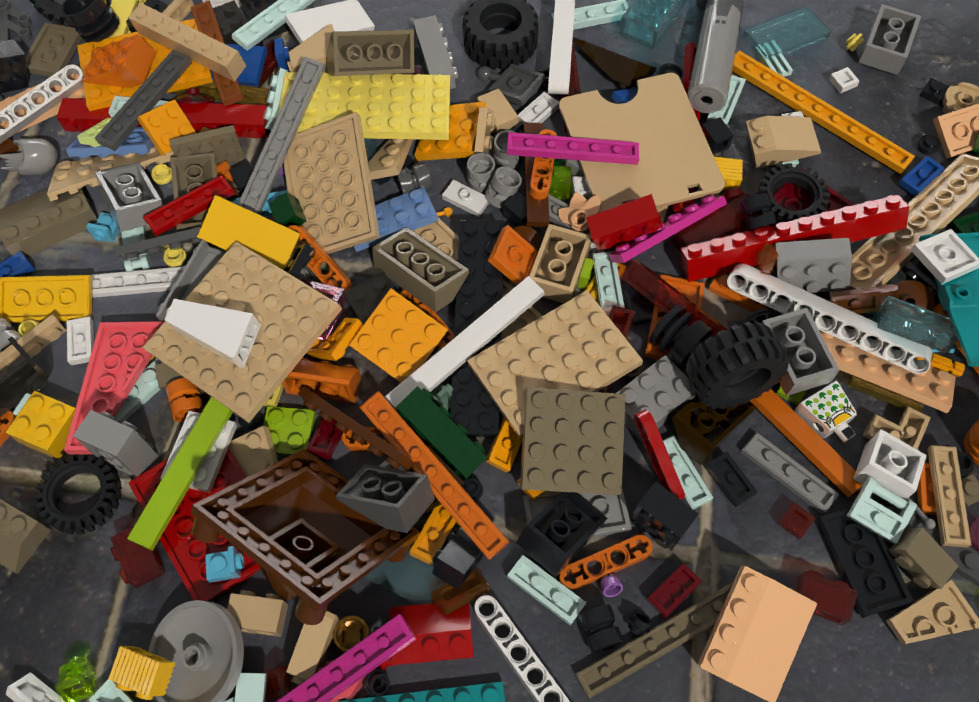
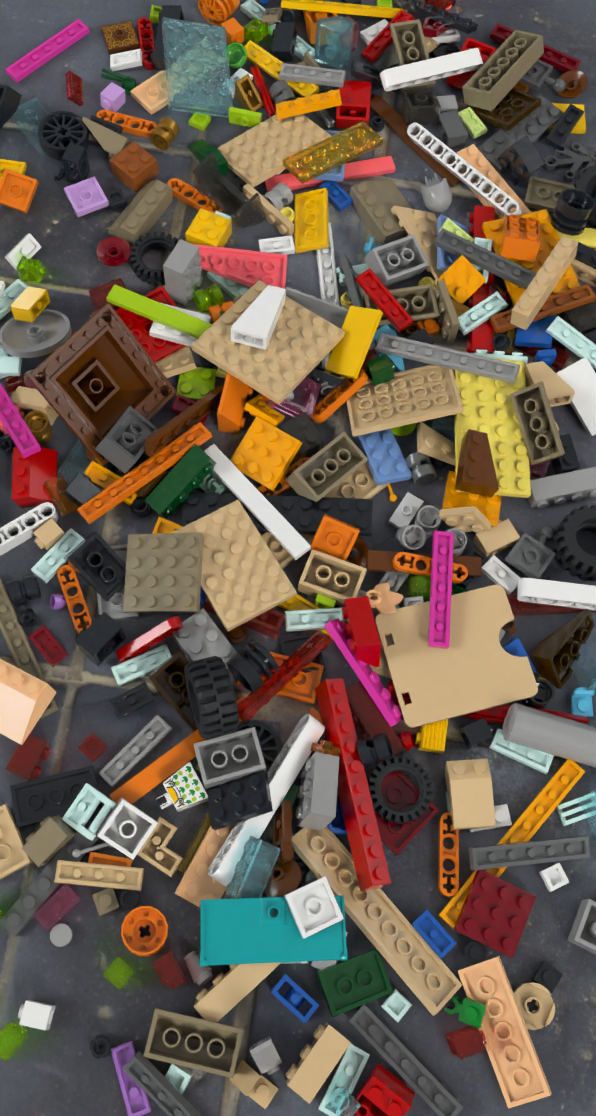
camera: 85 degrees right, 5 degrees up
(47, 555) = (113, 251): none -> dark red dish
(155, 419) = (202, 298): none -> clear neon green wheel
(213, 108) = (481, 312): none -> light aqua tile
(256, 94) = (501, 342): none -> black plate
(424, 108) = (476, 465): none -> reddish brown wedge
(519, 604) = (48, 535): none -> tan brick
(668, 52) = (582, 702): none -> medium azure bracket
(831, 94) = (529, 852): none -> dark grey plate
(839, 160) = (452, 854): none -> orange beam
(845, 338) = (239, 800): none -> black plate
(891, 124) = (494, 913): none -> dark red plate

